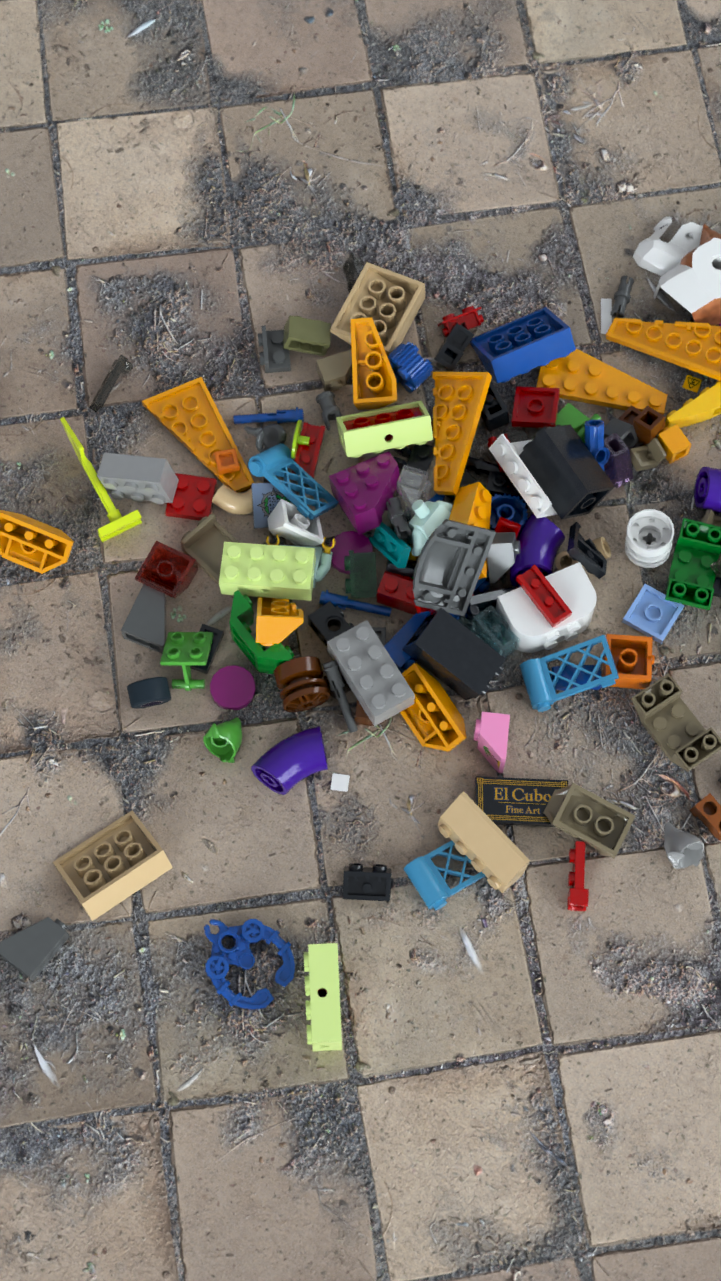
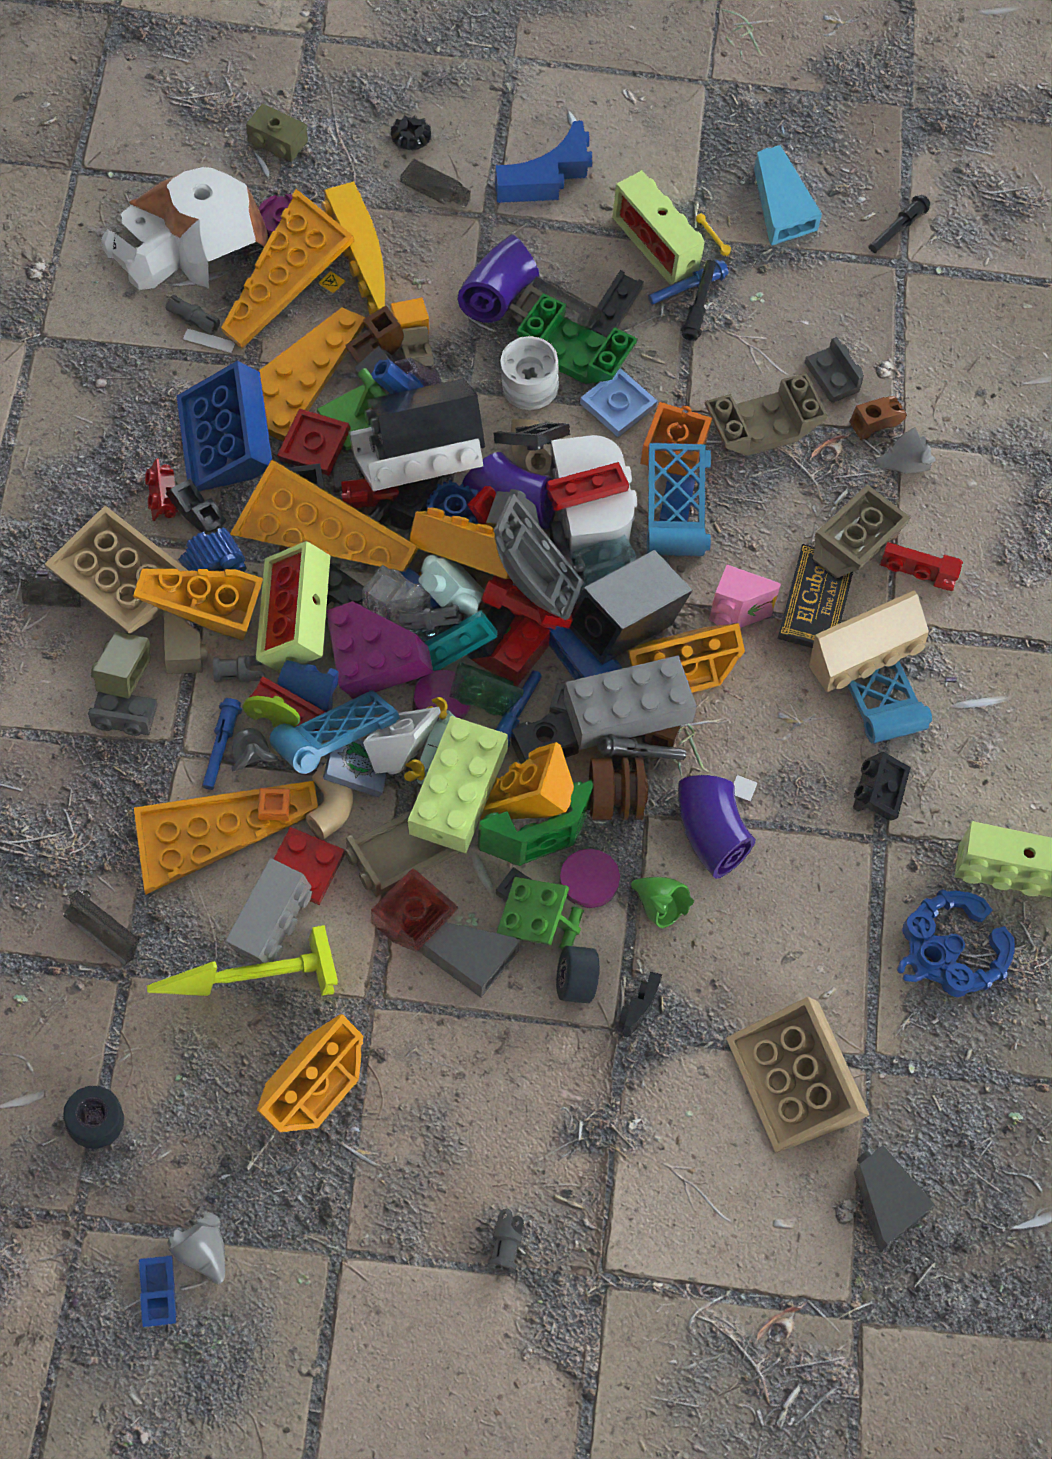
camera: 80 degrees left, 5 degrees down
(131, 740) = (639, 1007): none -> black slope
(328, 457) = (309, 683): none -> blue slope

